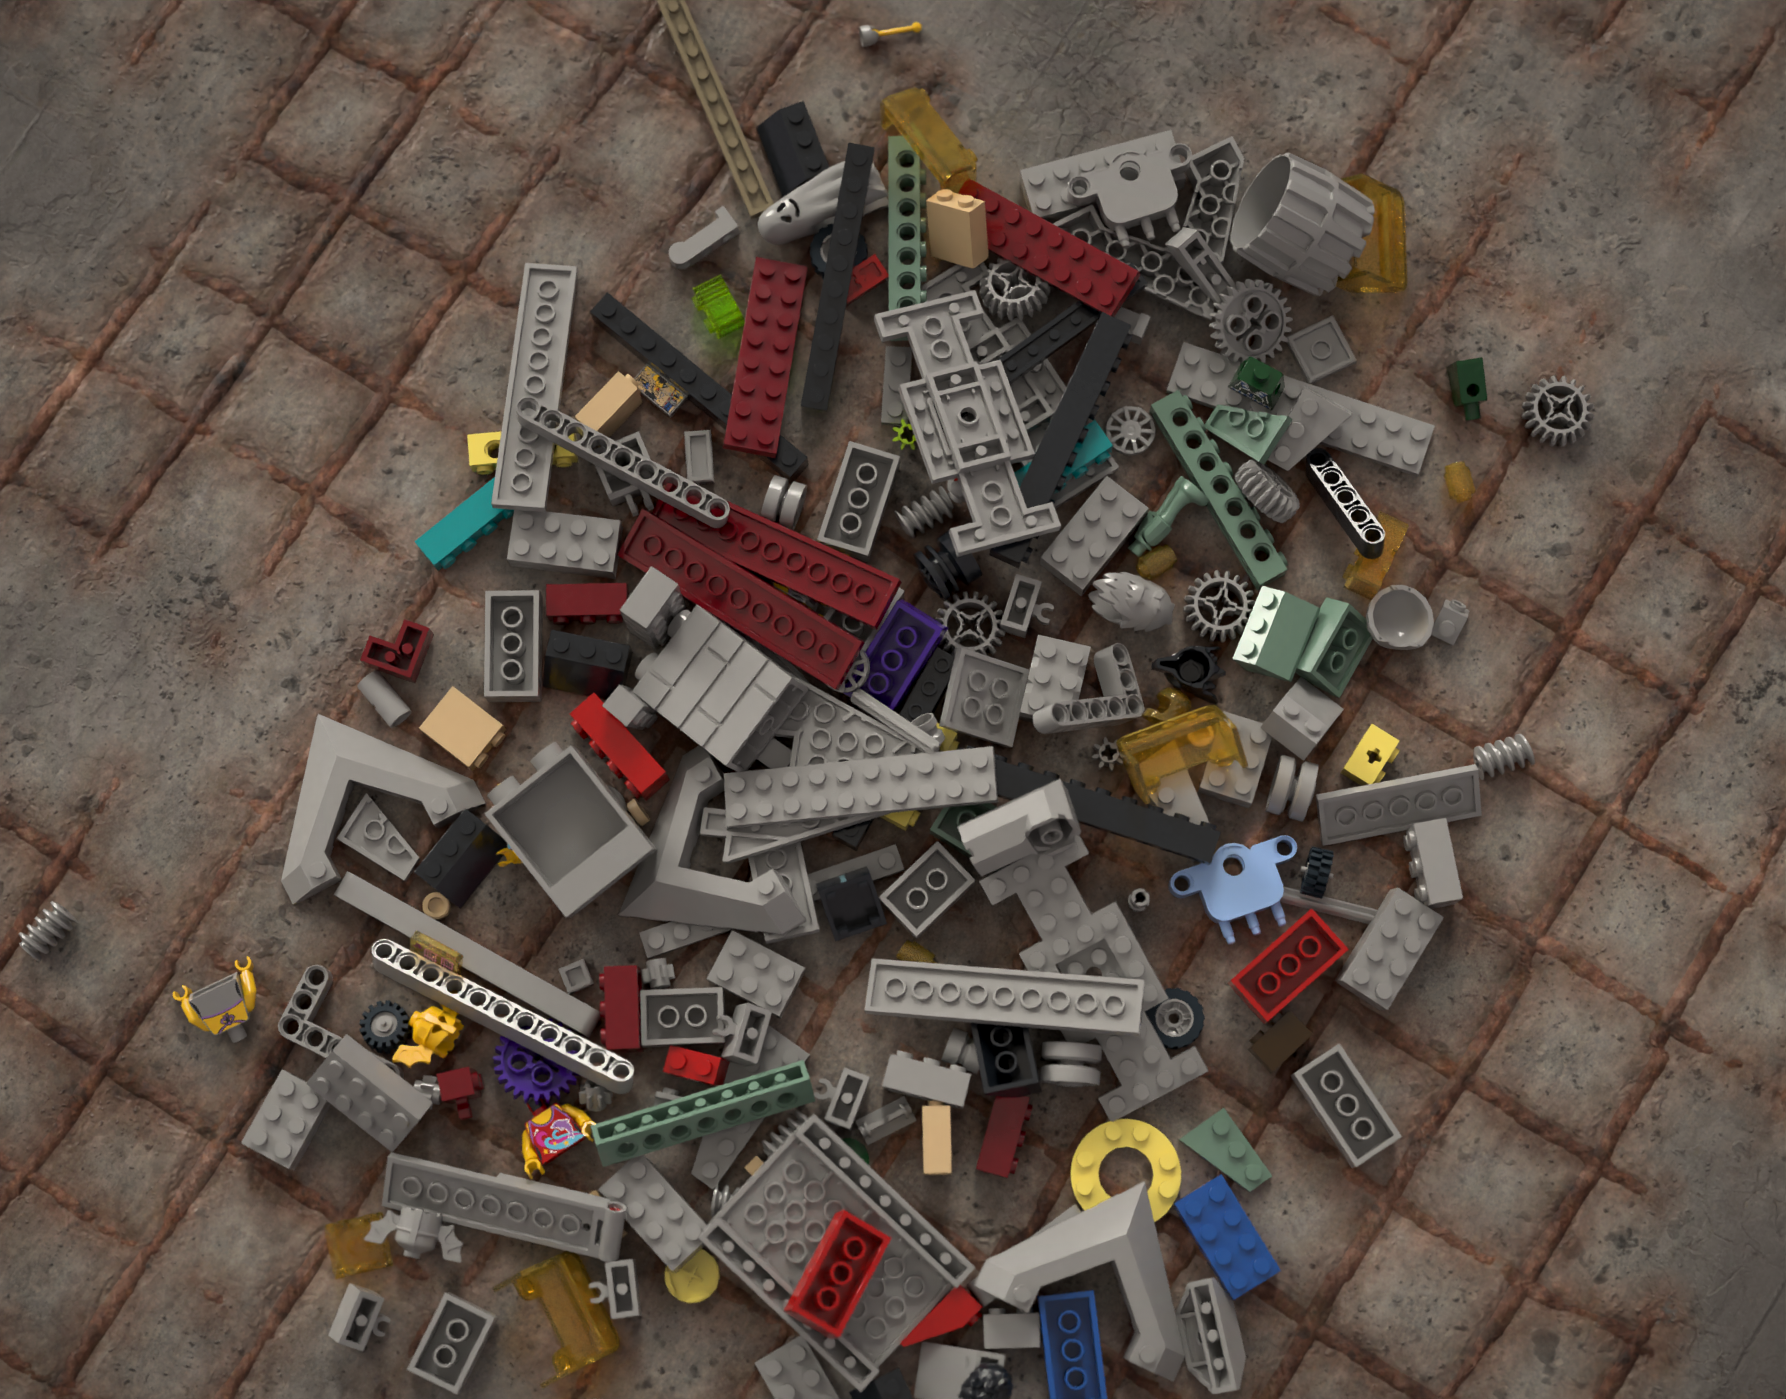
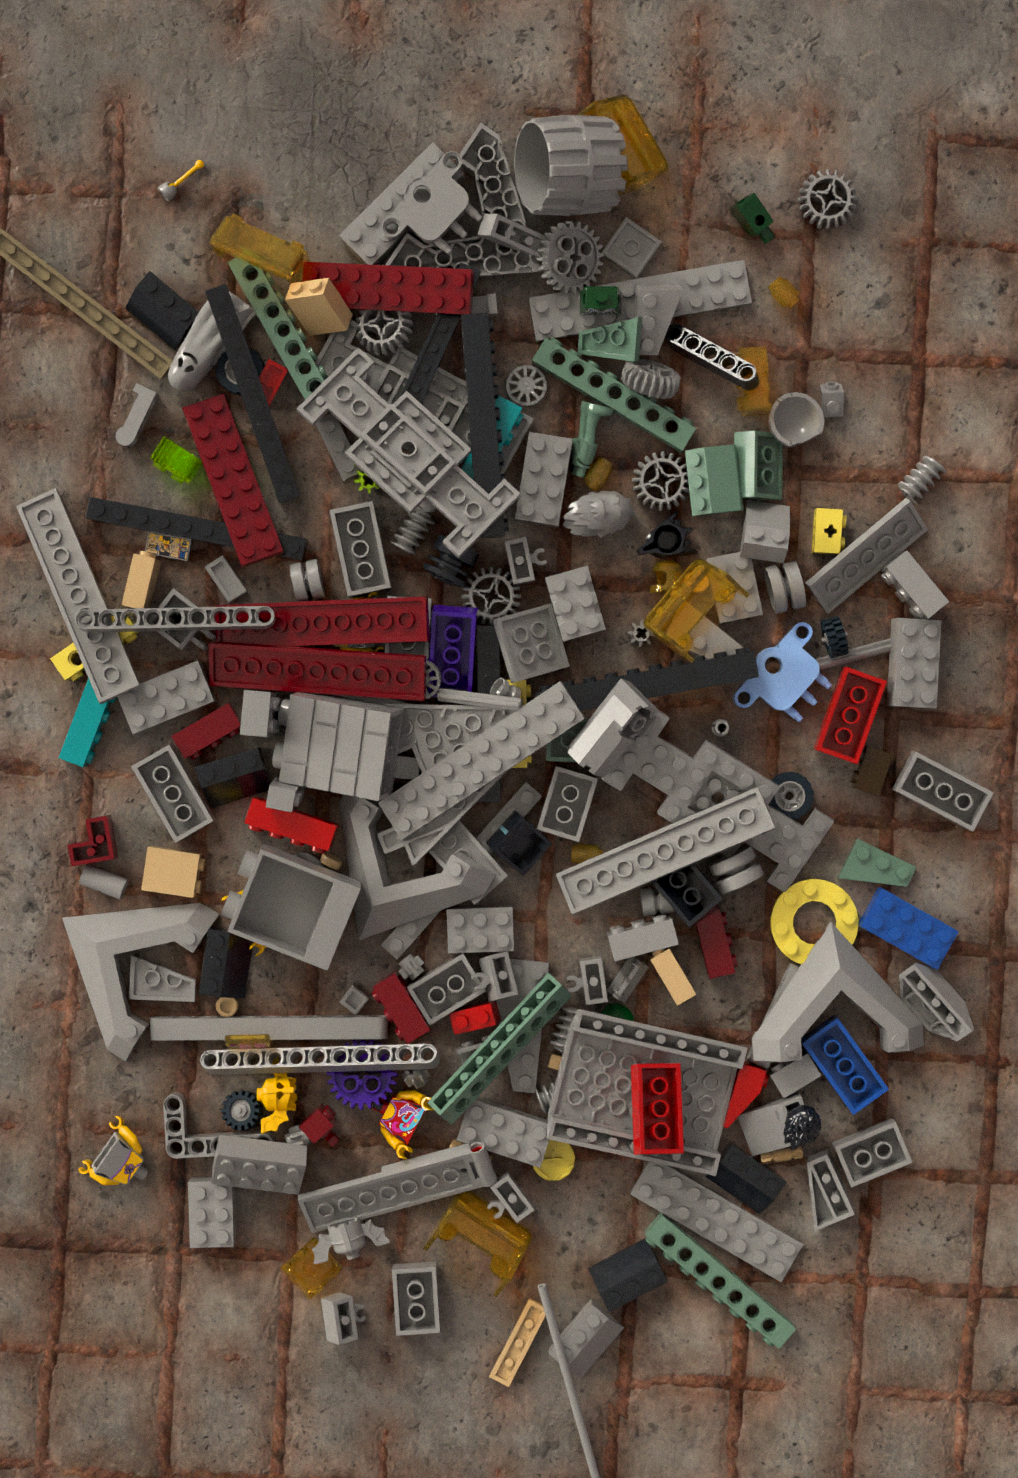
camera: 35 degrees left, 10 degrees up
(1119, 705) = (625, 585): light grey beam -> none

